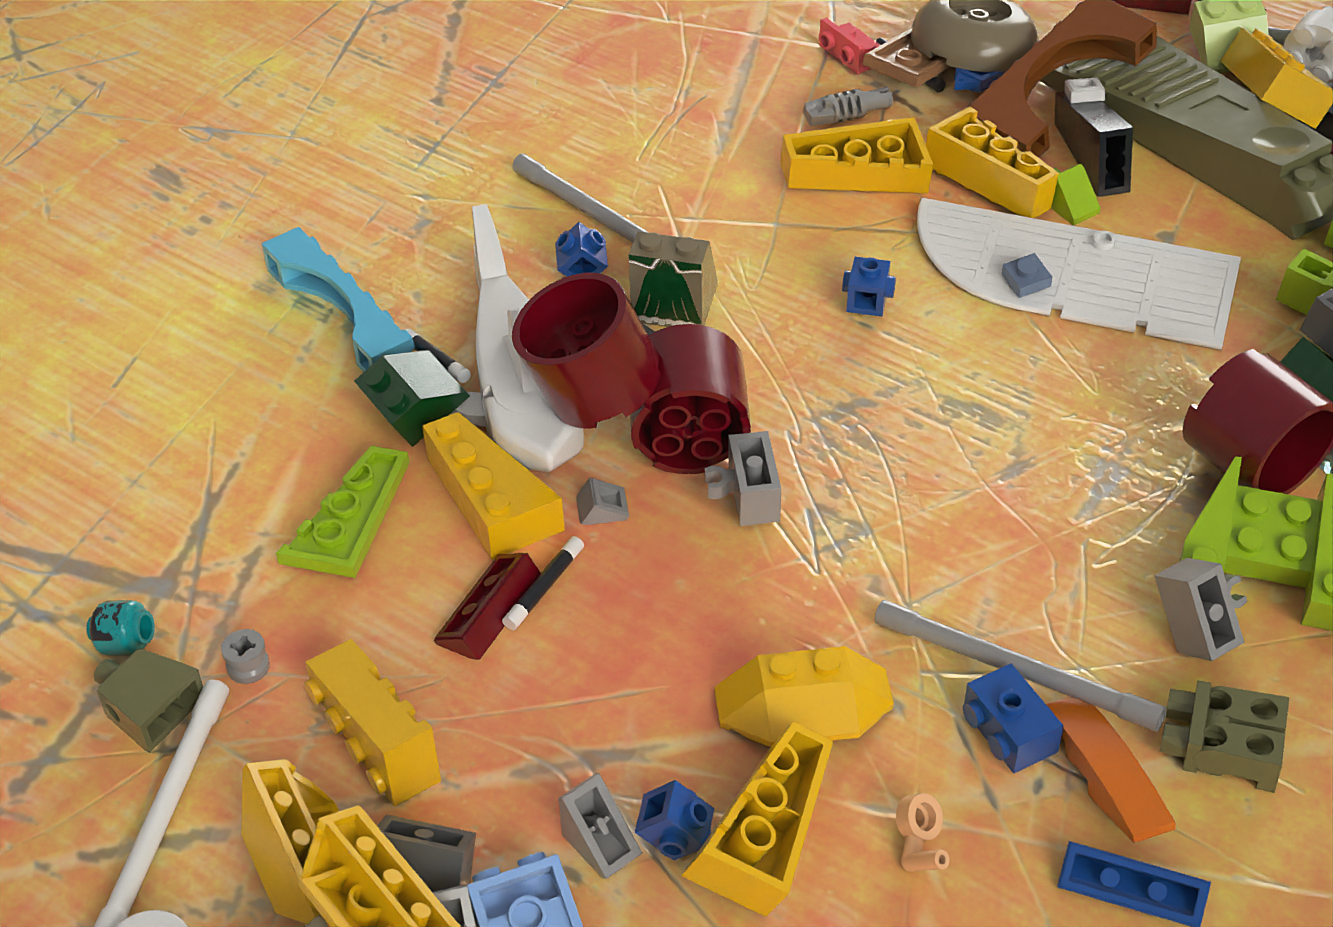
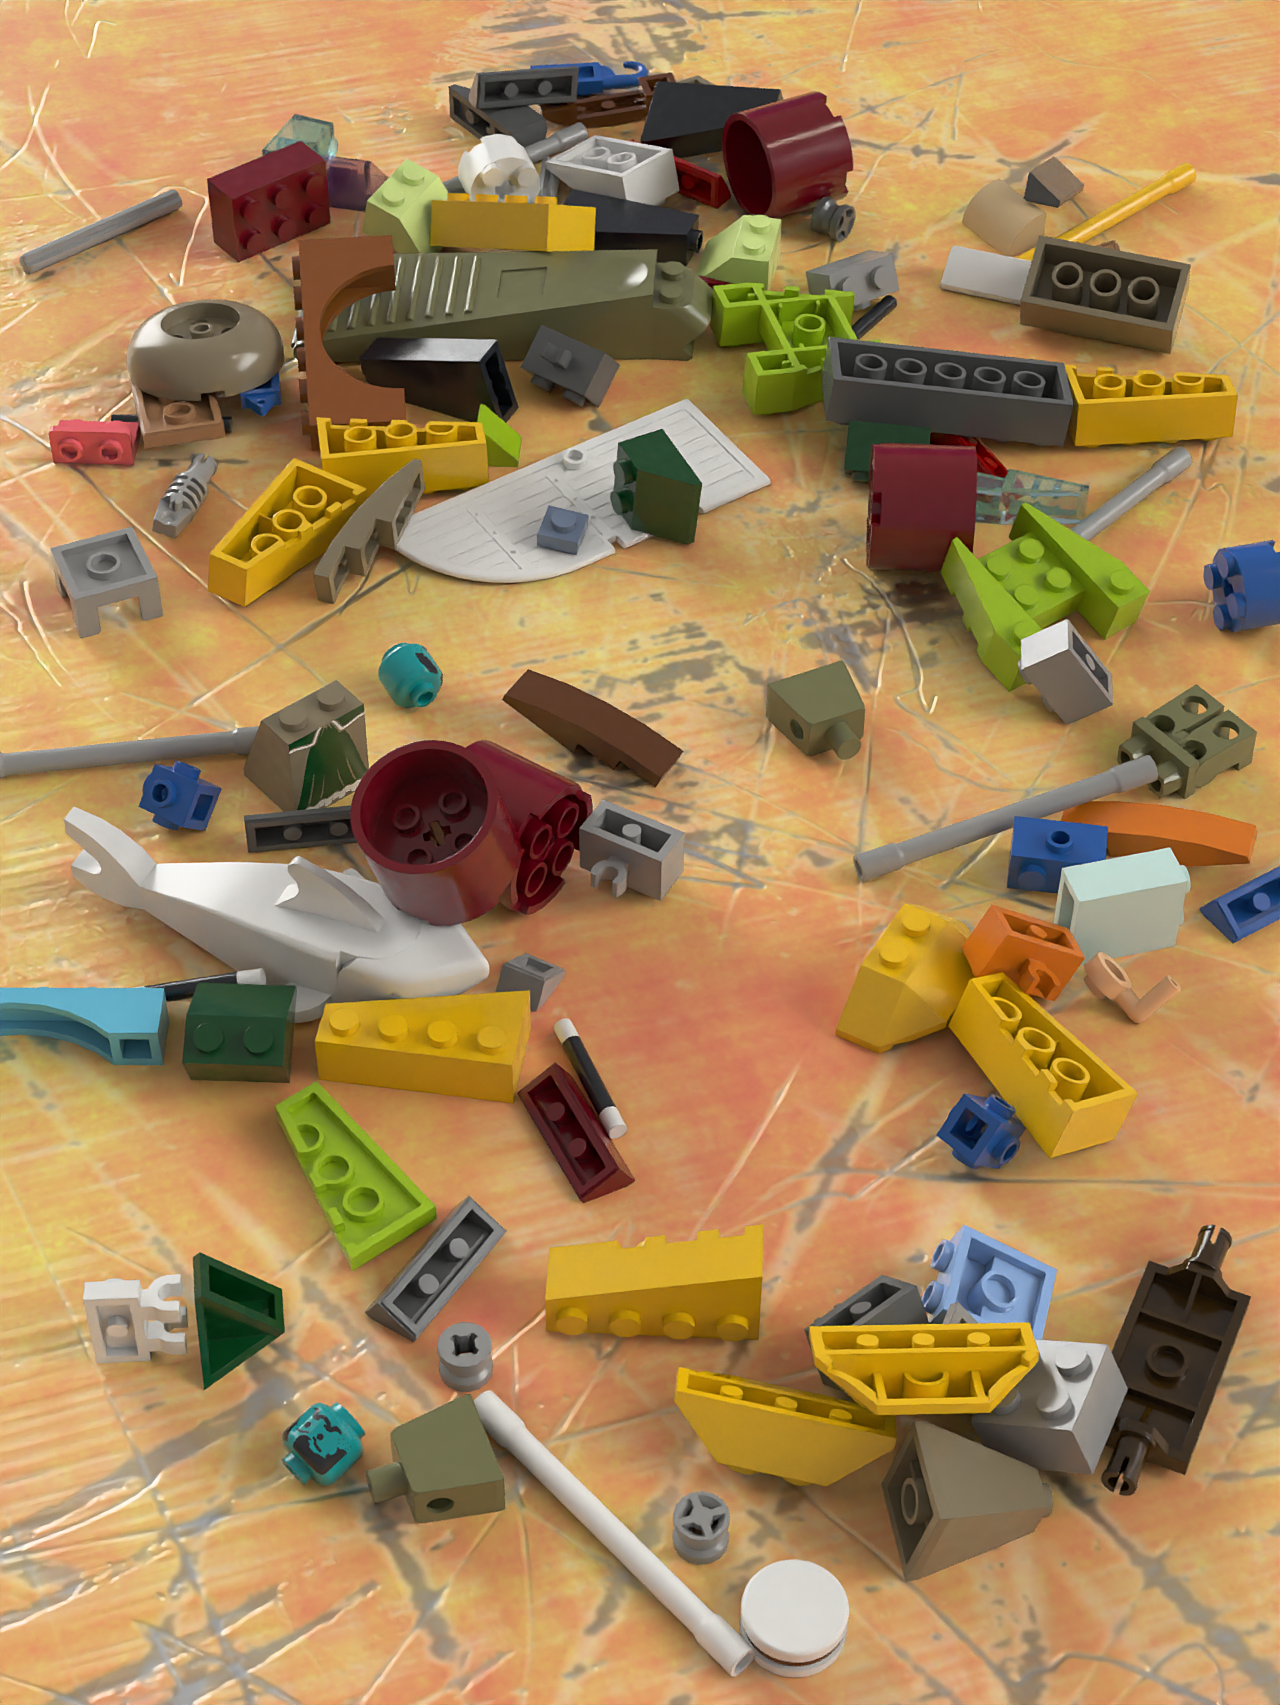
camera: 55 degrees left, 0 degrees up
(137, 480) = (120, 1315): none -> white plate
(187, 525) = (233, 1316): none -> dark green slope
(197, 850) = (704, 1513): none -> light grey wheel
(312, 602) = (436, 1270): none -> dark grey slope
(597, 827) = (935, 1194): light grey slope -> none
(733, 112) = (103, 573): none -> light grey panel
(802, 287) = (410, 674): none -> teal head
(857, 398) = (600, 728): none -> reddish brown slope
(868, 286) = (464, 632): blue brick -> none
(869, 746) = (1026, 949): none -> orange brick
(912, 188) = (374, 524): none -> dark tan slope
(984, 779) = (1123, 903): none -> light aqua brick
(1011, 501) = (818, 710): none -> olive torso
(1084, 90) = (390, 338): white tile -> none
(1106, 283) = (656, 488): none -> dark green slope
(1185, 184) = (570, 367): none -> dark grey brick

